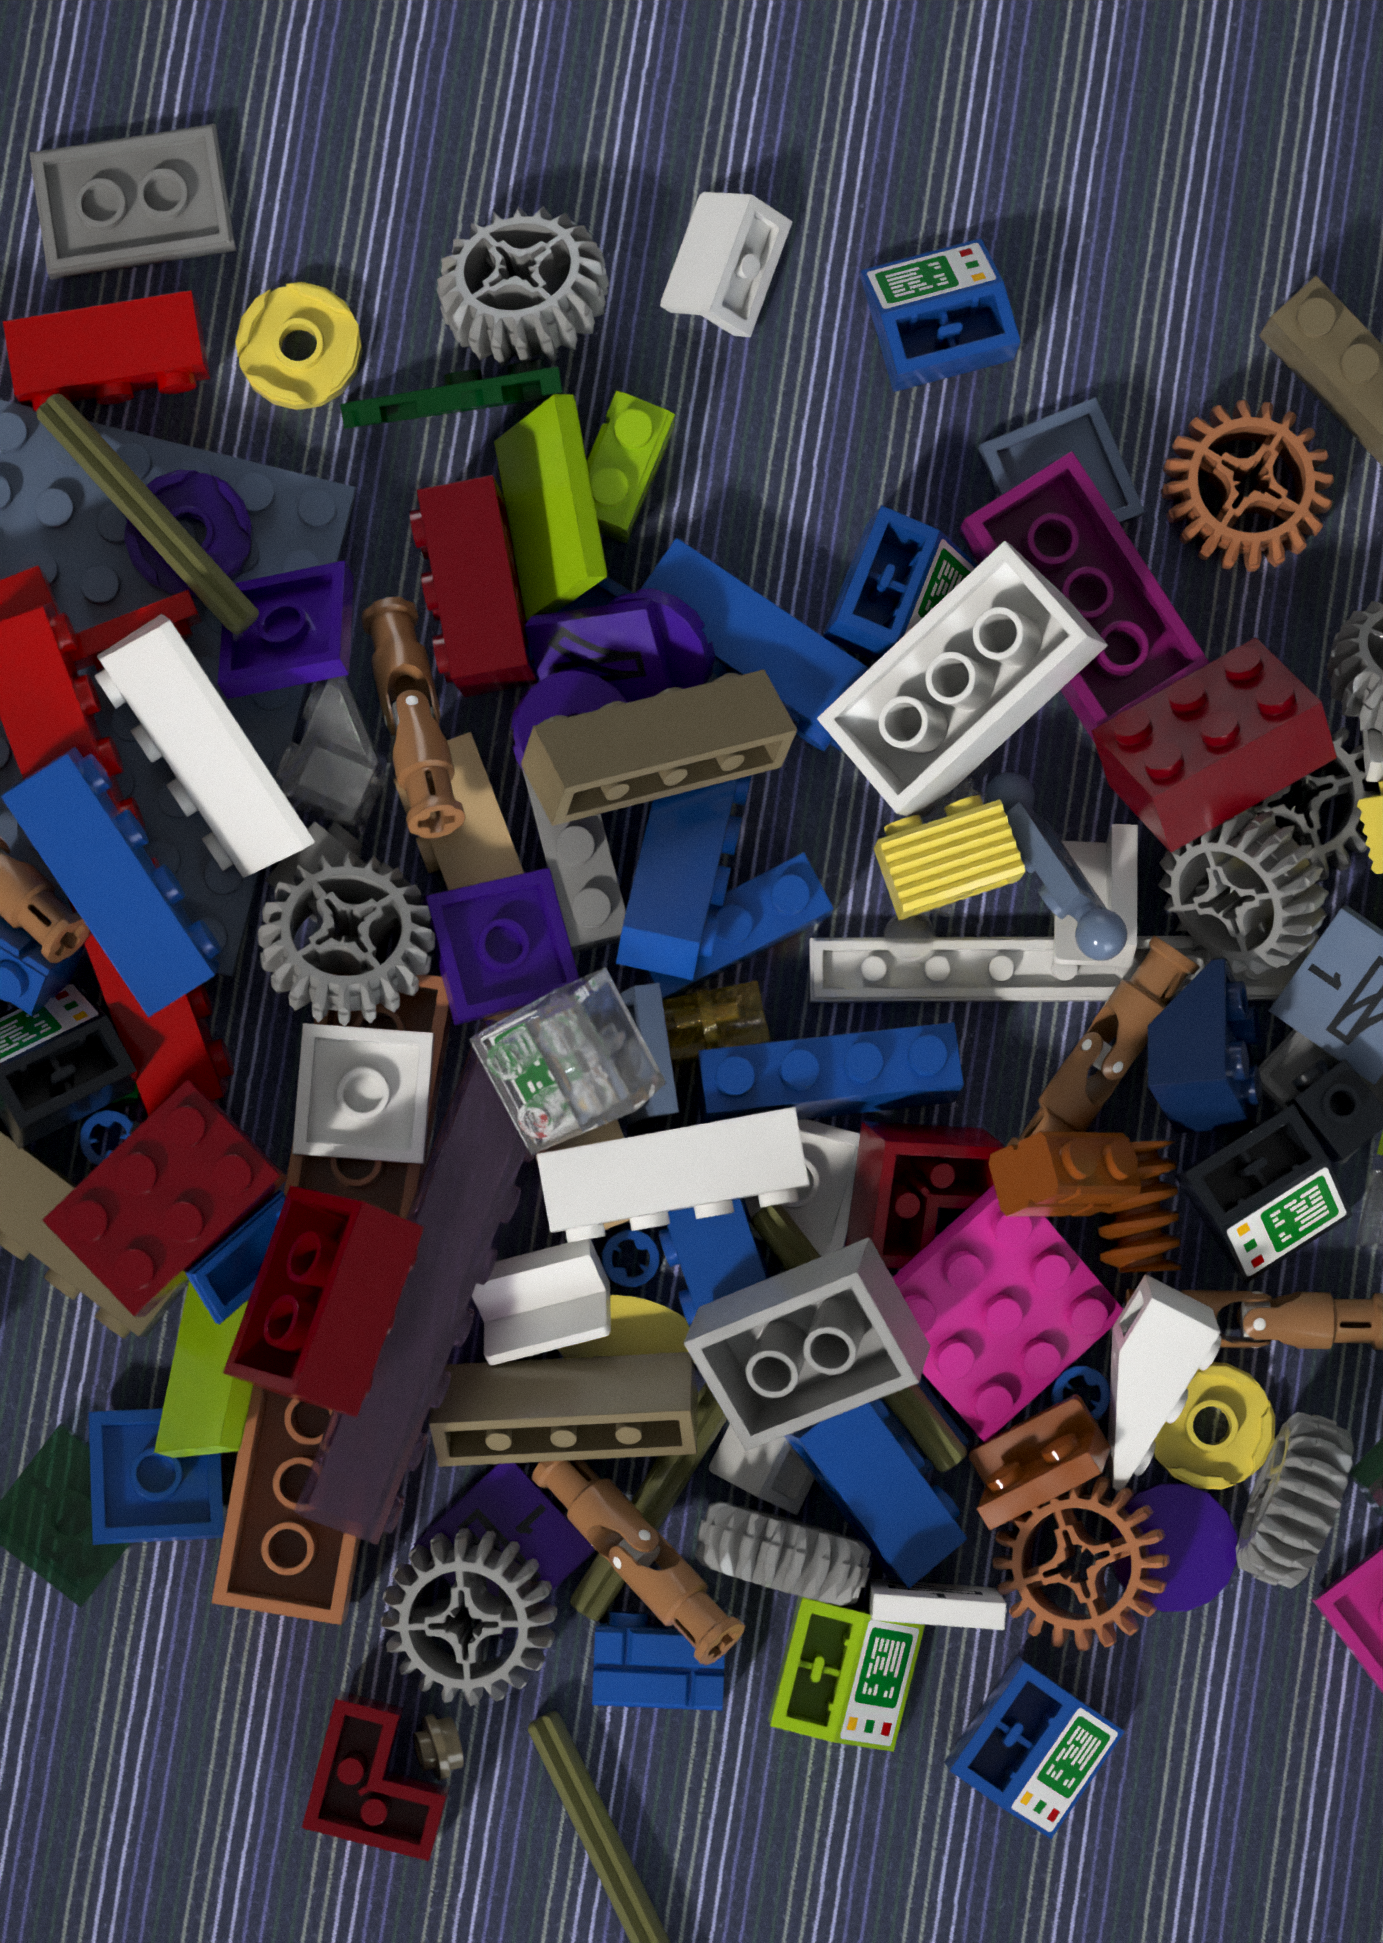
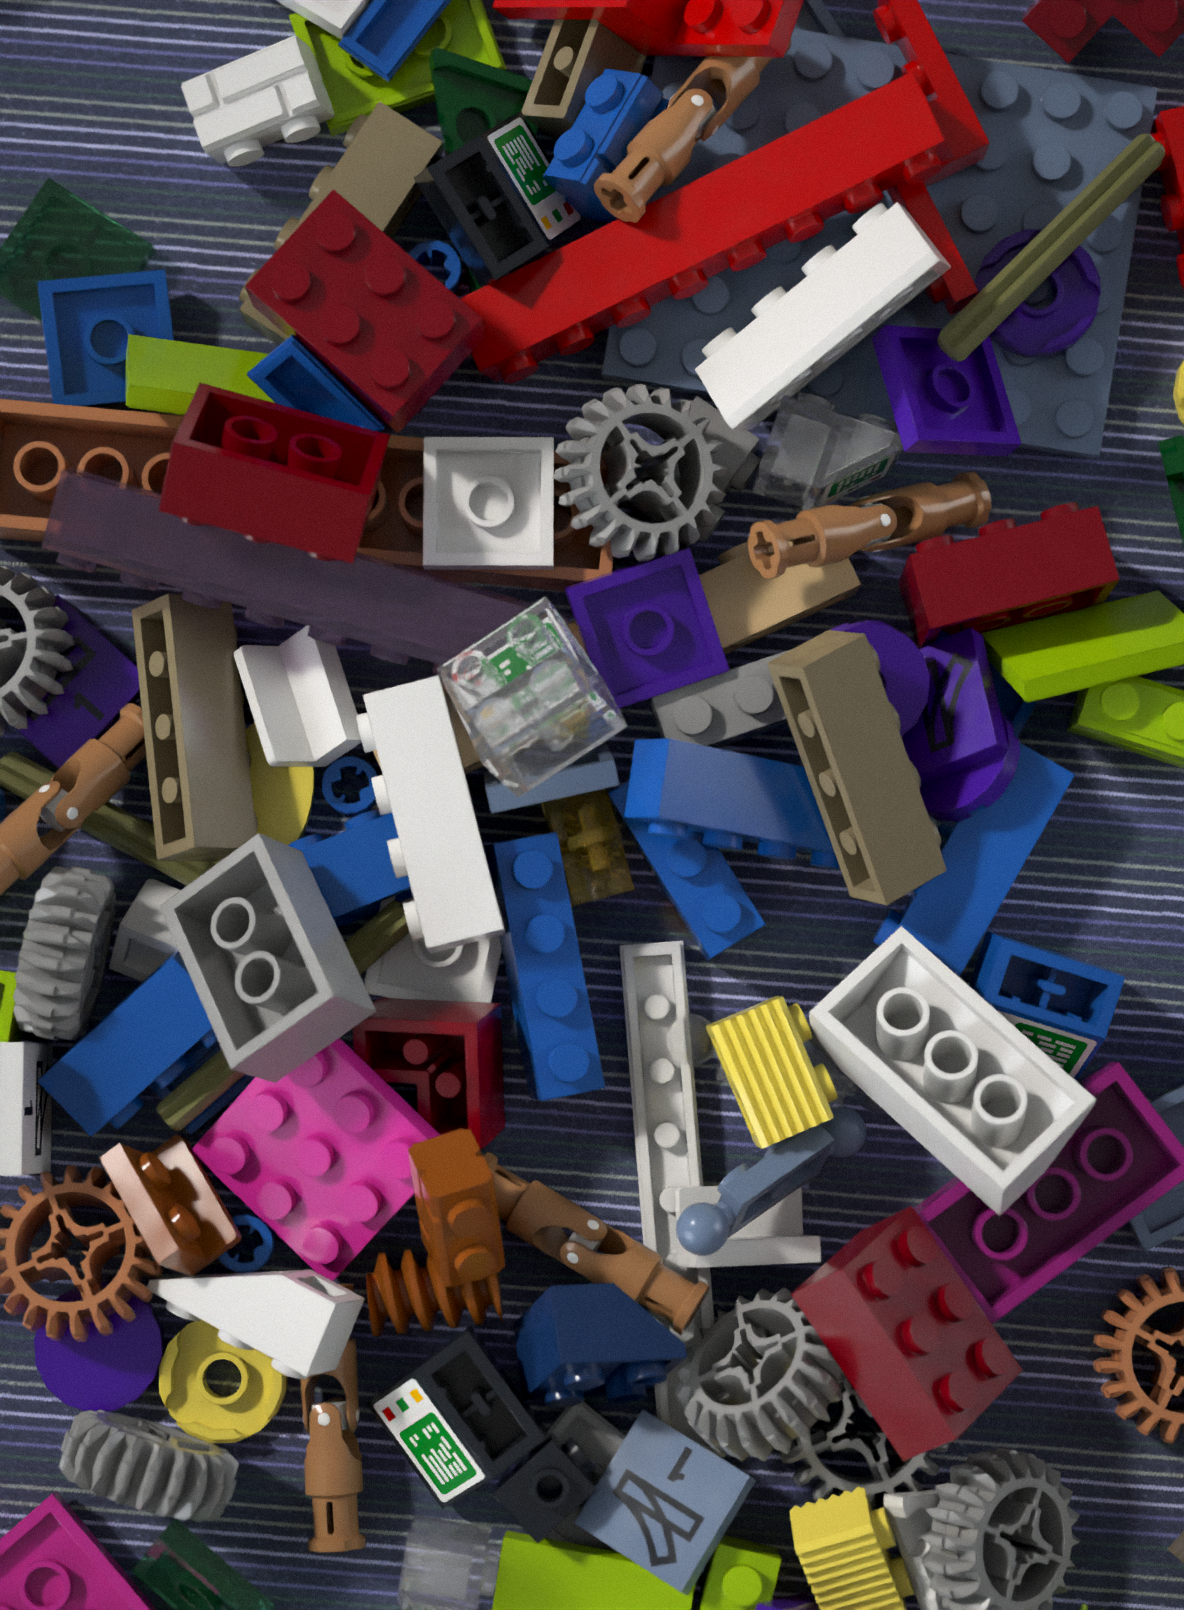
camera: 90 degrees right, 0 degrees up
(113, 881) = (678, 236): blue brick -> none

